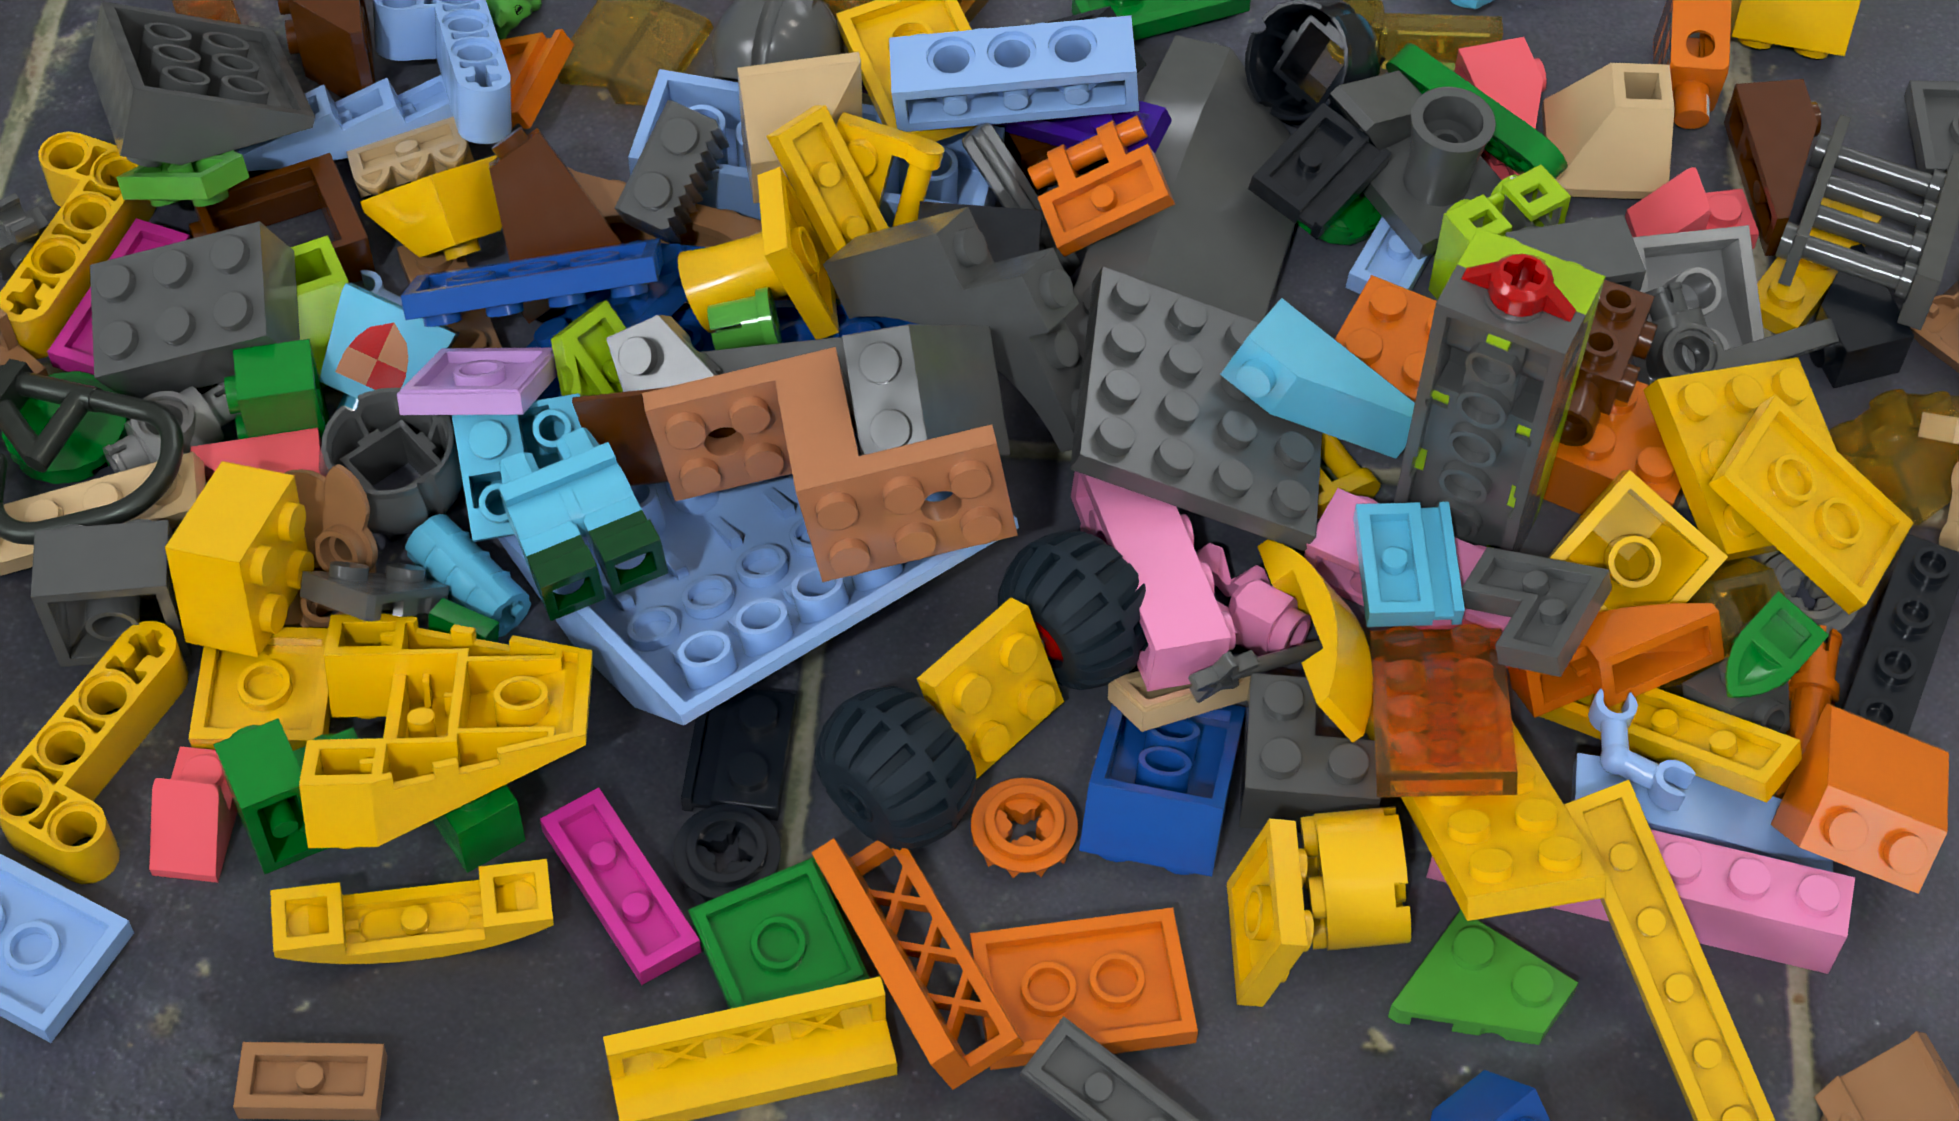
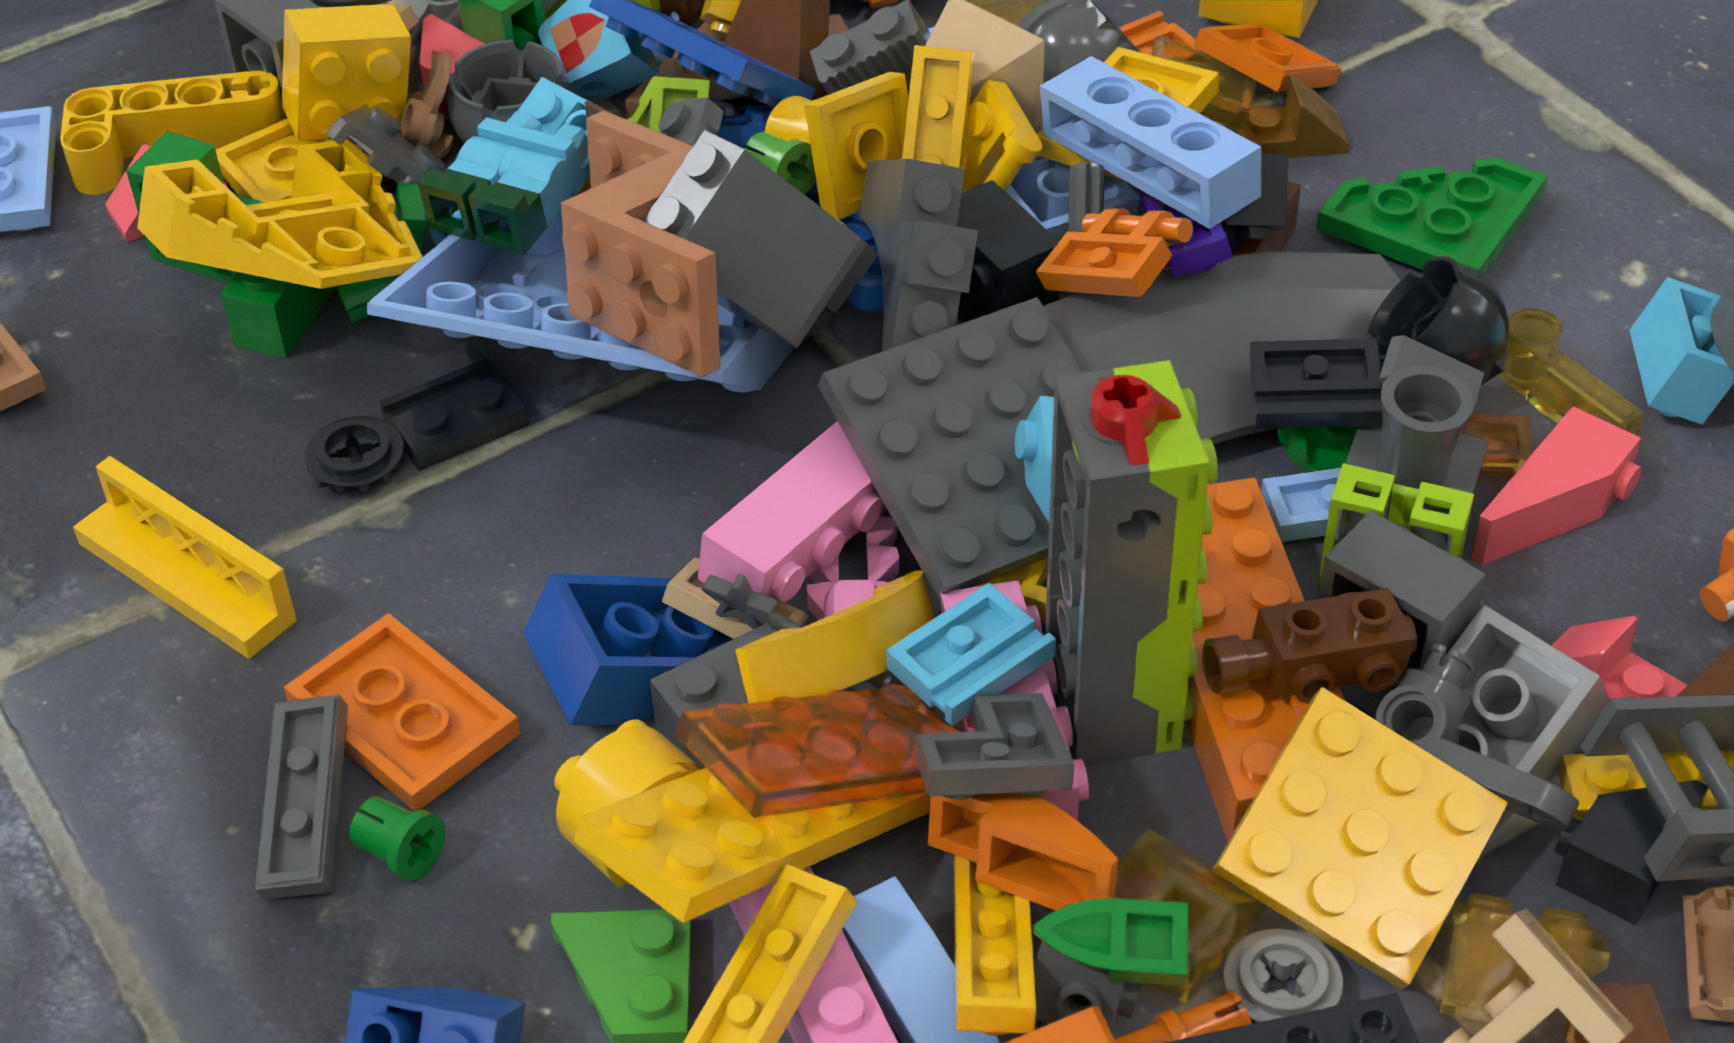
camera: 55 degrees right, 10 degrees down
(411, 922) = (154, 331): yellow slope -> none
(479, 382) = (581, 72): lavender plate -> none
(620, 886) = (274, 415): dark pink plate -> none
(777, 938) = (300, 517): green plate -> none
(902, 979) = (325, 585): orange fence -> none
(912, 763) = (586, 481): black plate -> none
(1024, 801) = (506, 586): orange gear -> none
(1223, 1067) = (401, 838): none -> green bush
(1268, 912) = (521, 772): yellow plate -> none
(1513, 140) = (1500, 447): green beam -> none
(1614, 131) = (1628, 560): tan slope -> none
(1619, 760) = (910, 898): light blue arm -> none
(1643, 543) = (1151, 790): yellow slope -> none
(1811, 504) = (1335, 891): yellow plate -> none

